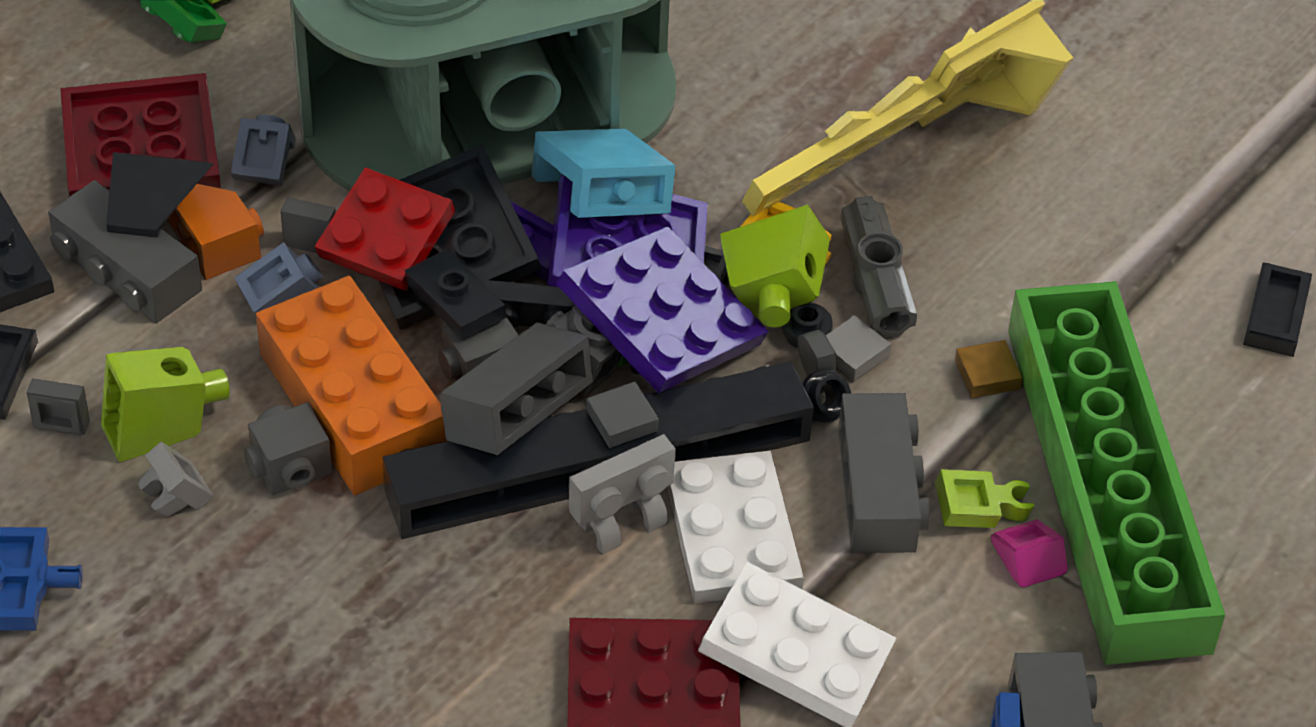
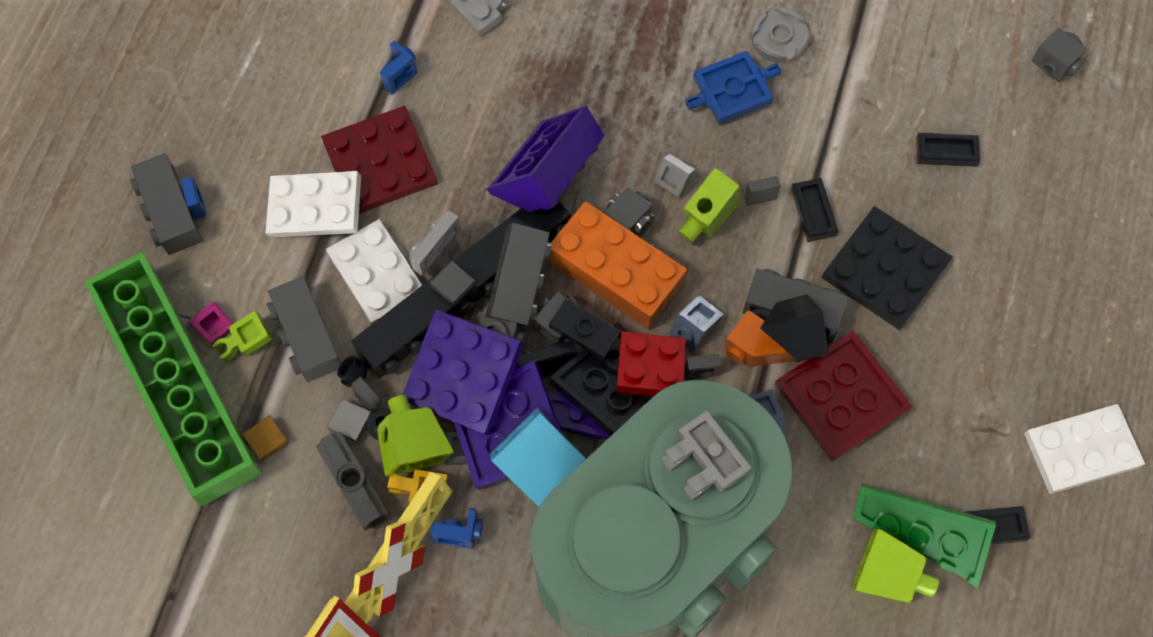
camera: 160 degrees right, 20 degrees up
(377, 536) = (548, 161): none -> dark purple slope
(746, 161) = (454, 534): none -> blue bracket
(1278, 309) = (96, 565): black tile -> none

